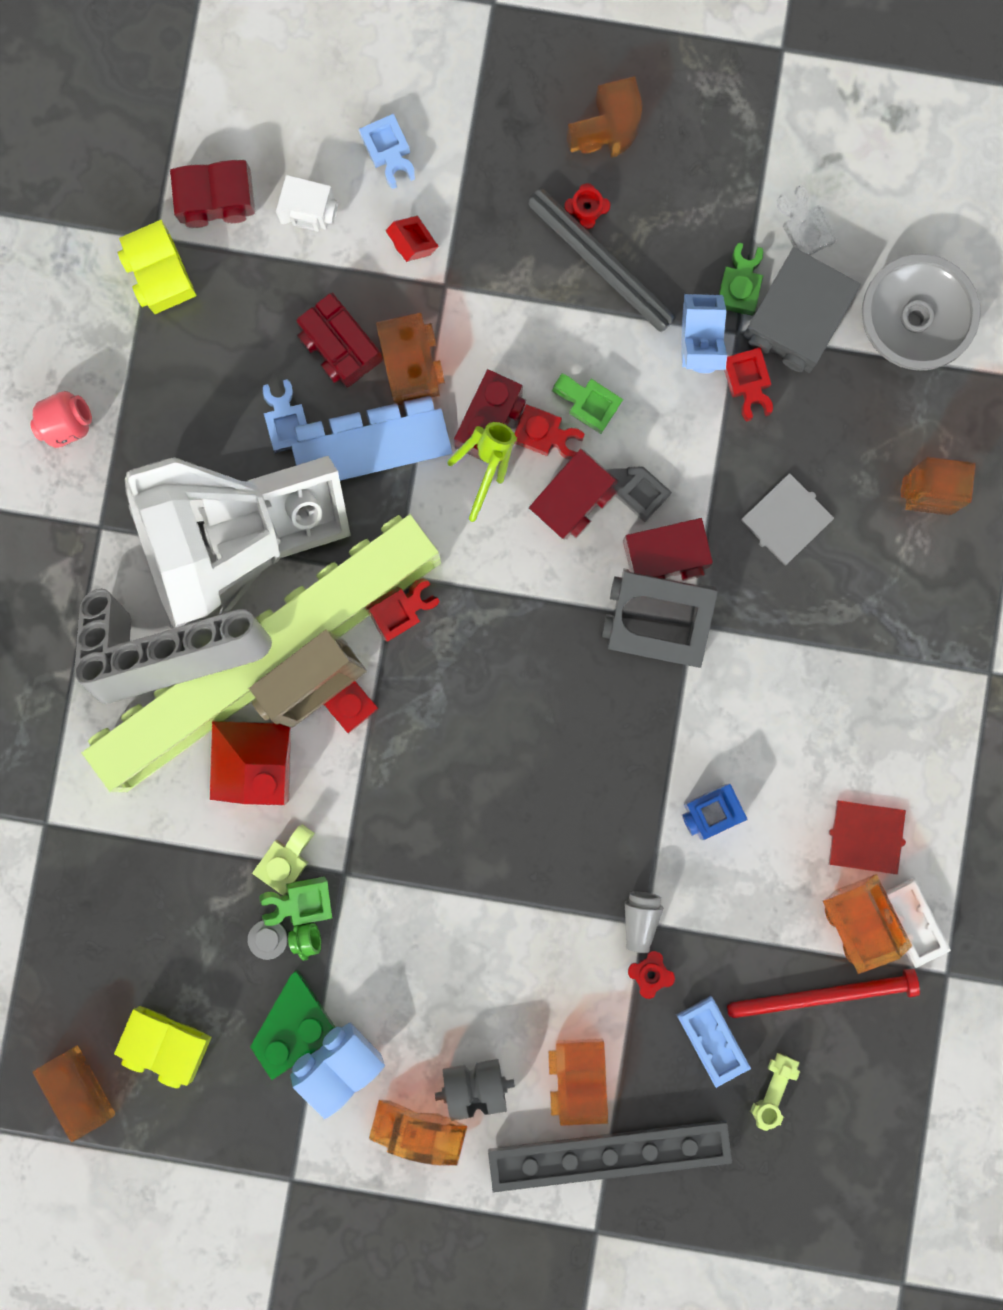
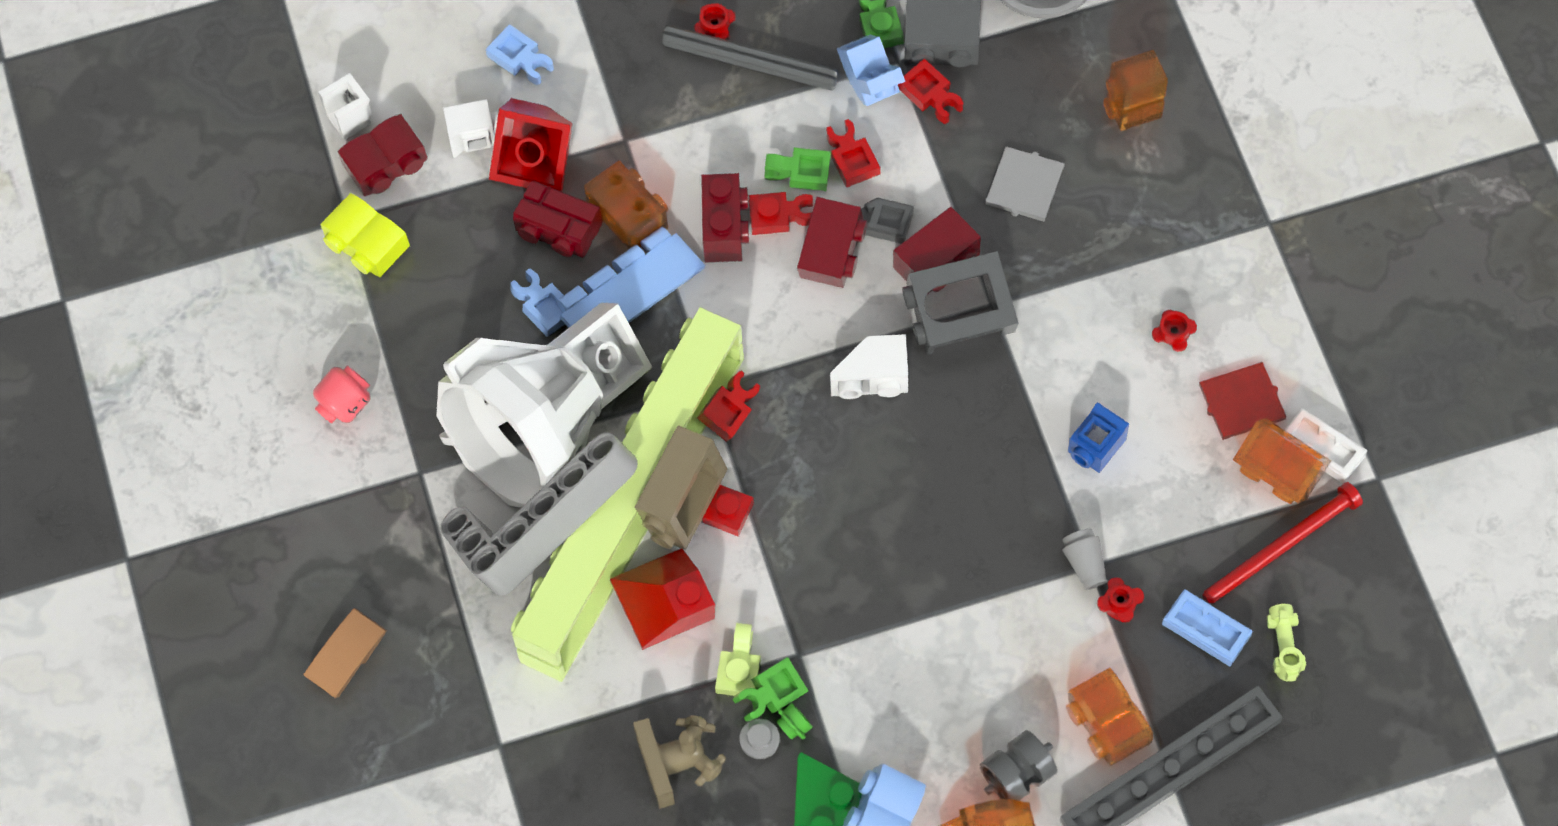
camera: 25 degrees left, 20 degrees down
(184, 920) = (676, 756): none -> dark tan piece
(201, 126) = (346, 106): none -> white window
(350, 251) = (530, 145): none -> red slope
(411, 238) = (579, 112): red plate -> none
(493, 447) = (742, 225): lime plant -> none
(550, 637) = (873, 368): none -> white slope
(642, 416) = (852, 158): none -> red plate
(854, 739) = (1177, 320): none -> red plate

